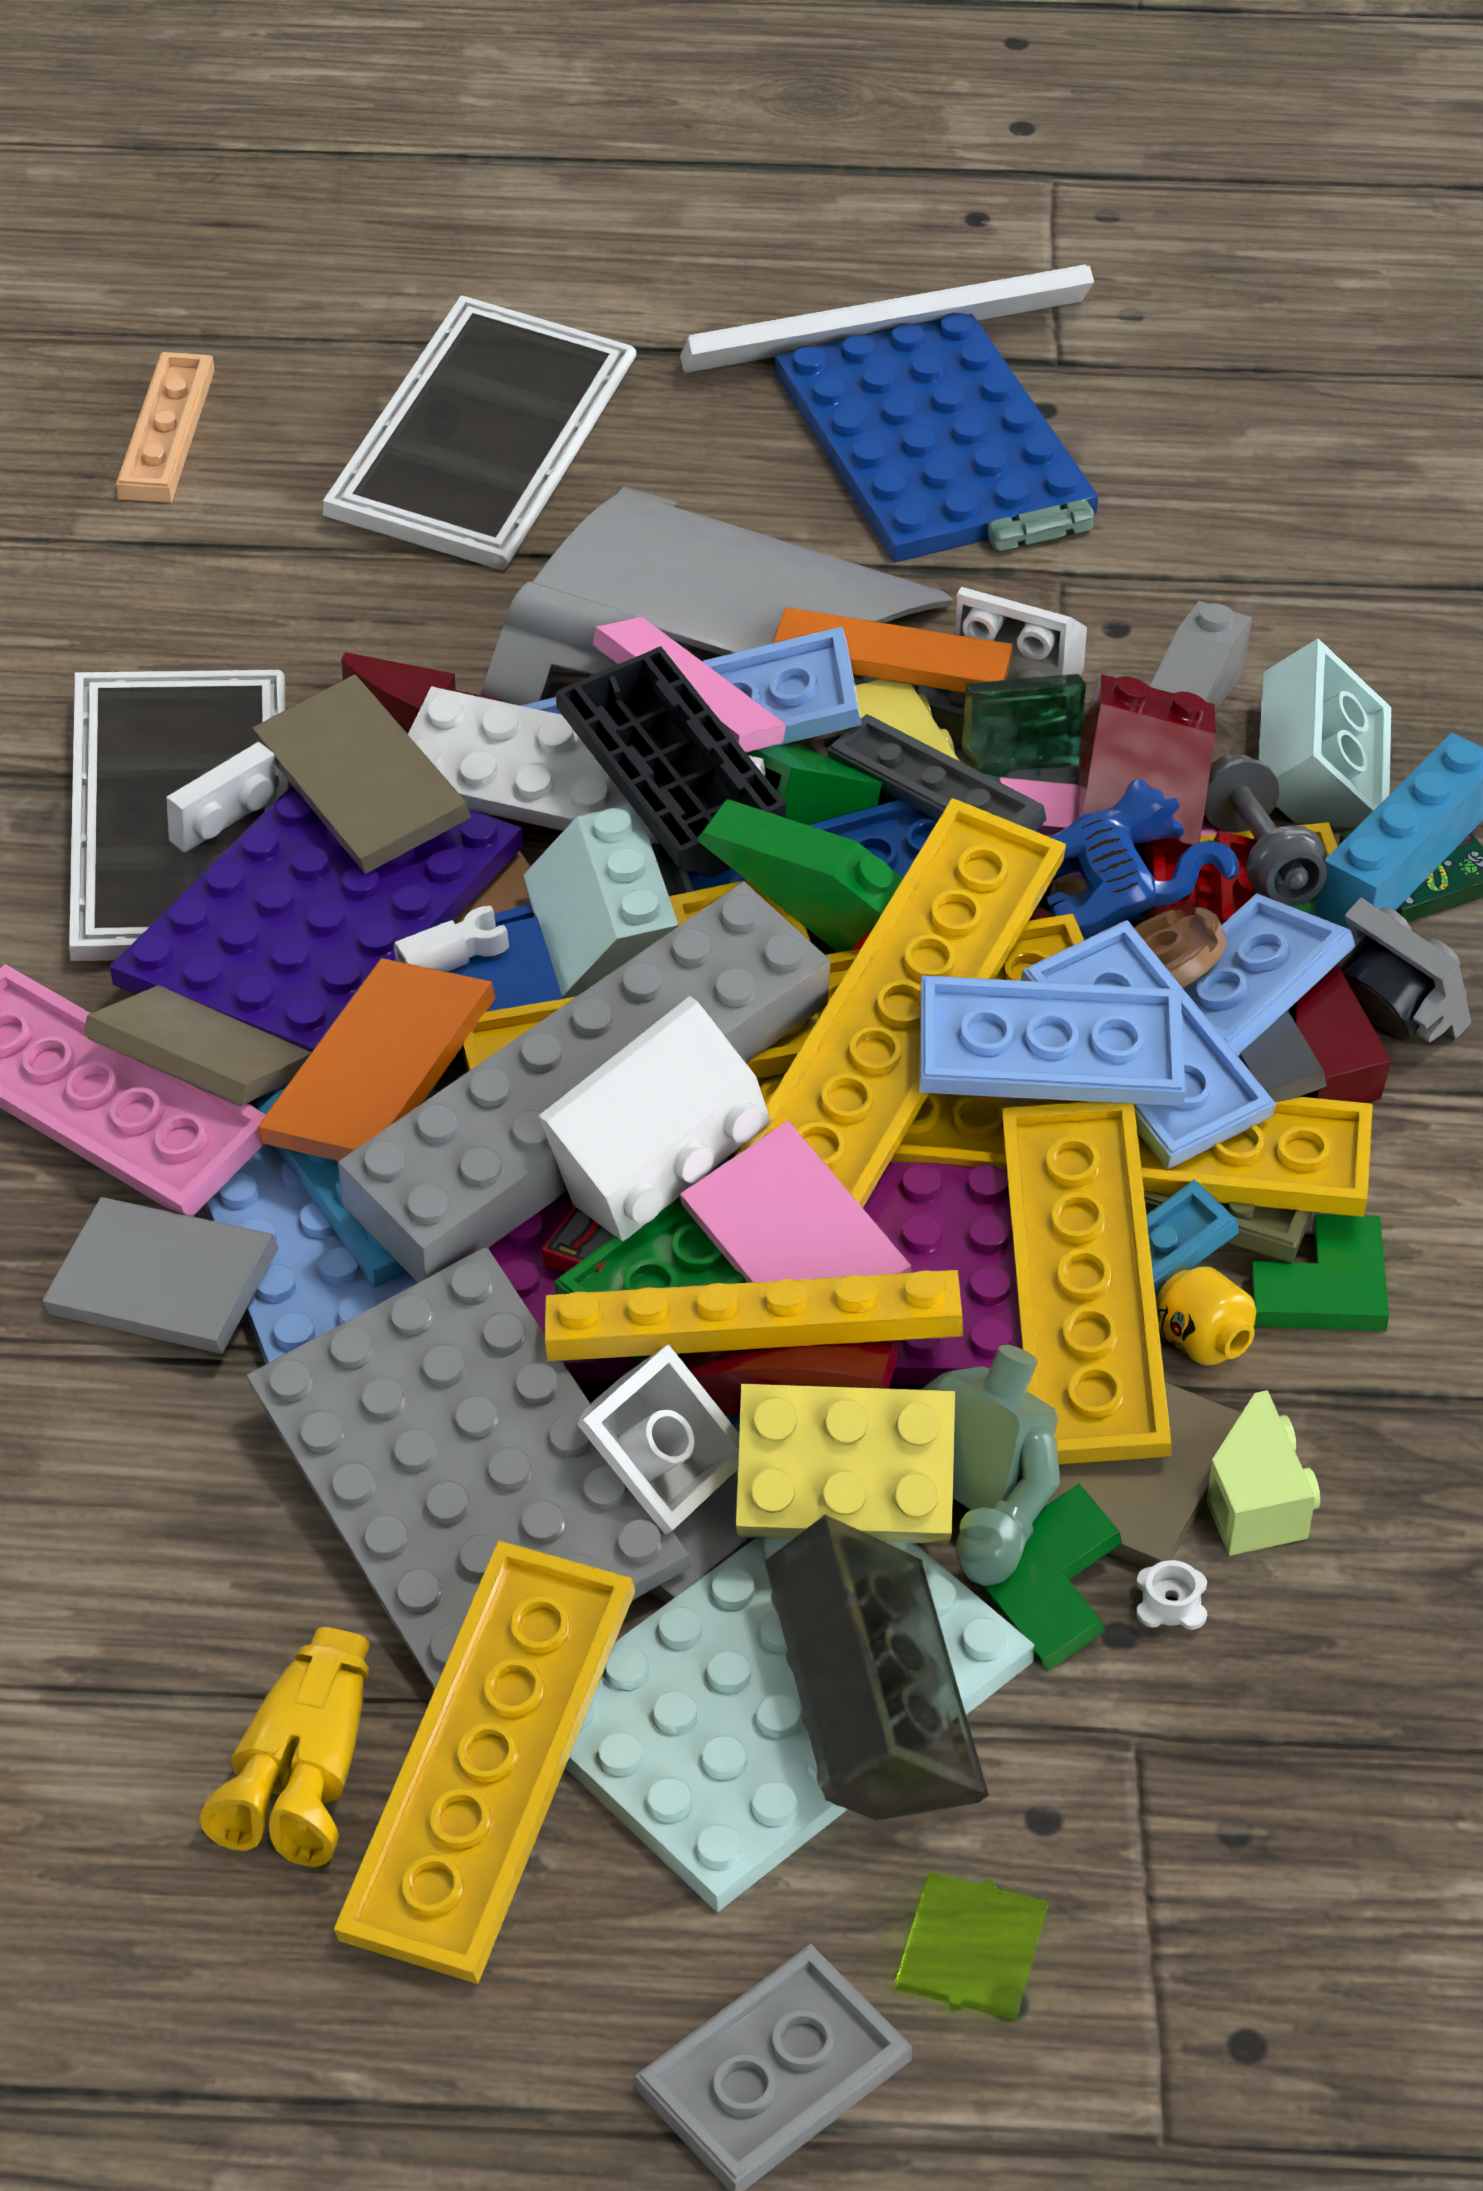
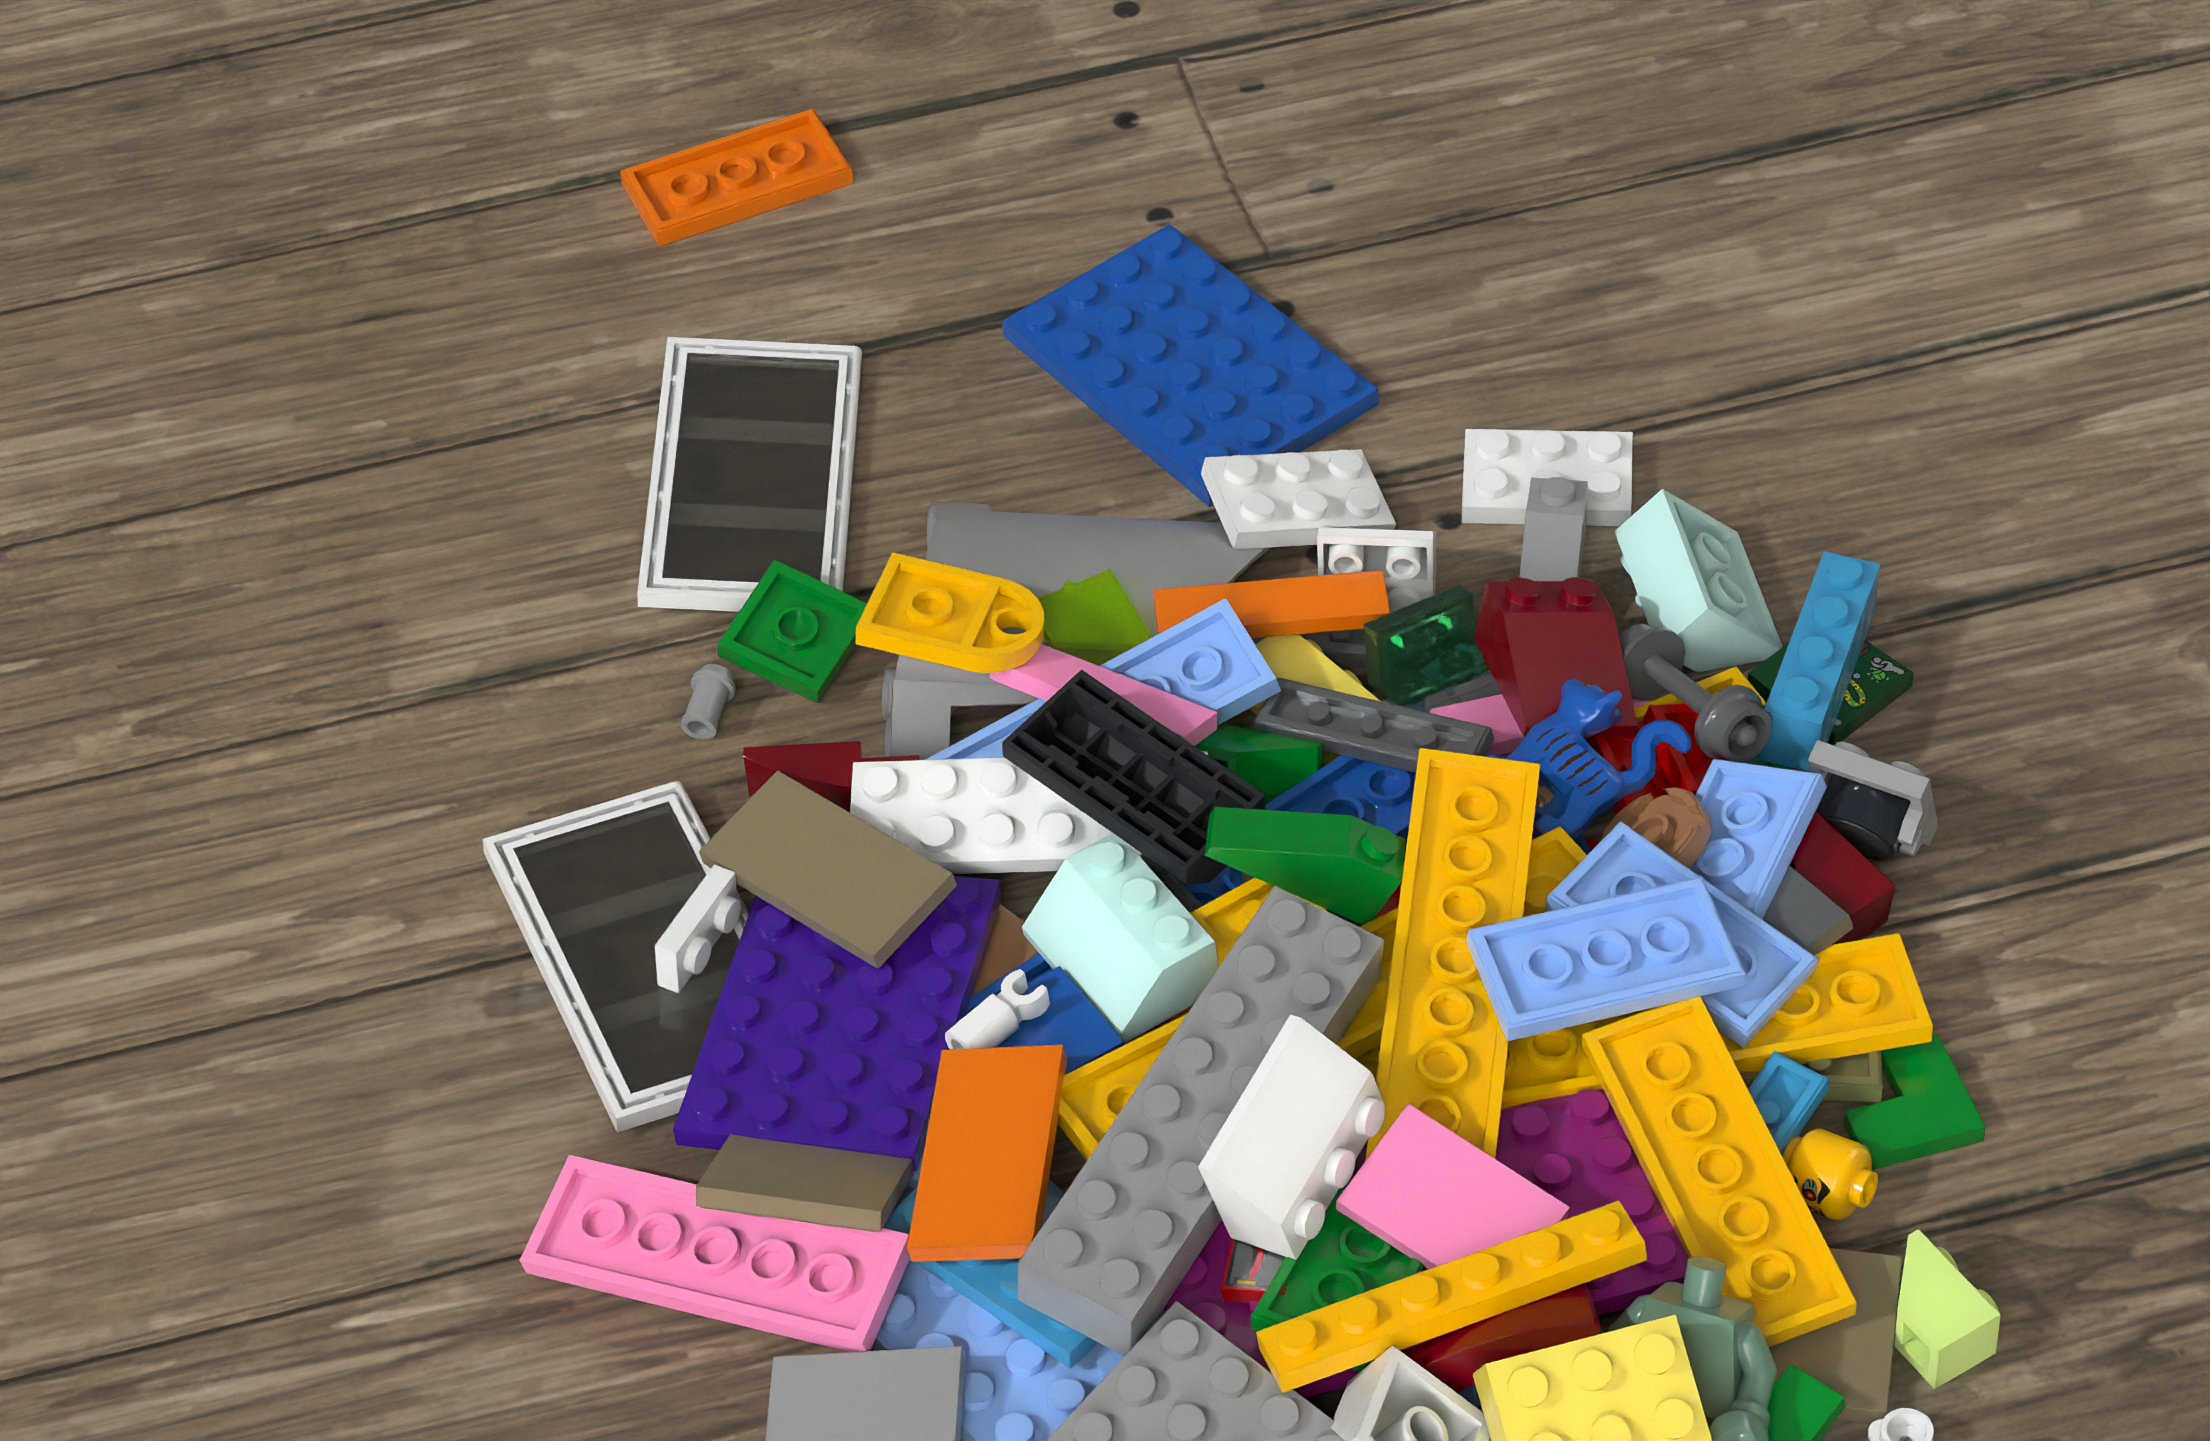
camera: 15 degrees left, 0 degrees up
(165, 427) = (431, 553): light nougat tile -> none
(352, 600) = (711, 689): none -> light grey pin
(449, 568) = (793, 631): none -> green plate
(574, 577) = (951, 616): none -> yellow tile
(597, 183) = (736, 177): none -> orange tile
(713, 617) = (1092, 619): none -> clear neon green piece
(789, 334) = (1082, 258): white tile -> none
(940, 556) = (1291, 494): none -> white plate
(1040, 525) = (1340, 428): sand green axle -> none
(1280, 610) = (1503, 461): none -> white plate

